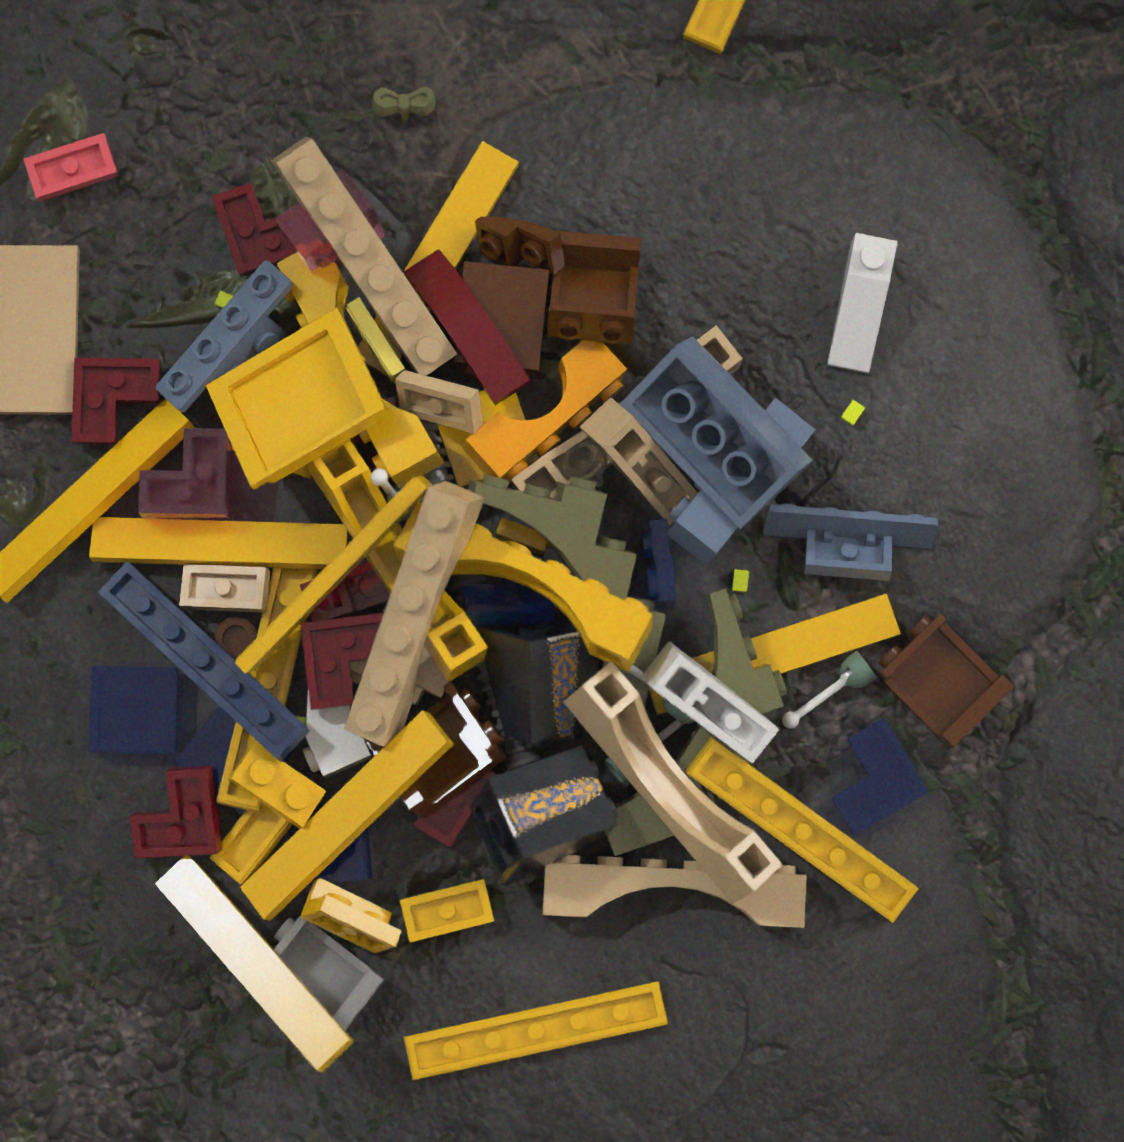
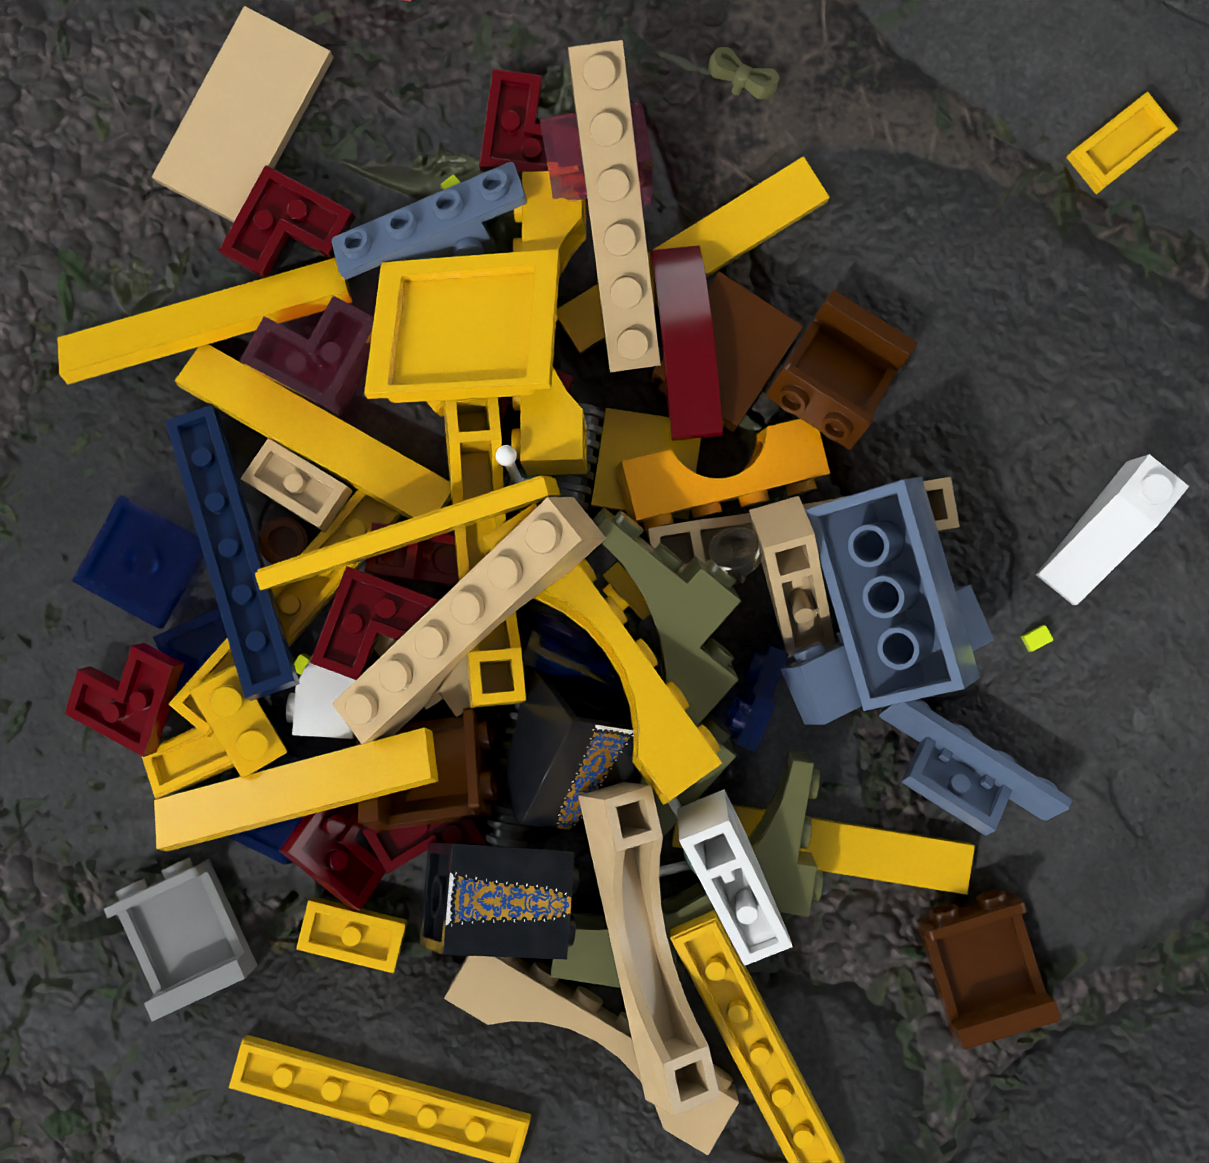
camera: 35 degrees right, 5 degrees up
(254, 963) = (119, 898): tile -> none
(349, 917) = (247, 891): yellow bracket -> none
(374, 339) = (583, 307): light yellow tile -> none
(398, 853) = (329, 854): none -> dark red plate
(439, 401) = (615, 406): tan plate -> none
(517, 240) = (786, 278): reddish brown slope -> none
(740, 581) = (829, 751): neon yellow piece -> none
(853, 673) = (897, 910): hinge -> none
(890, 779) = (872, 1044): clear blue plate -> none

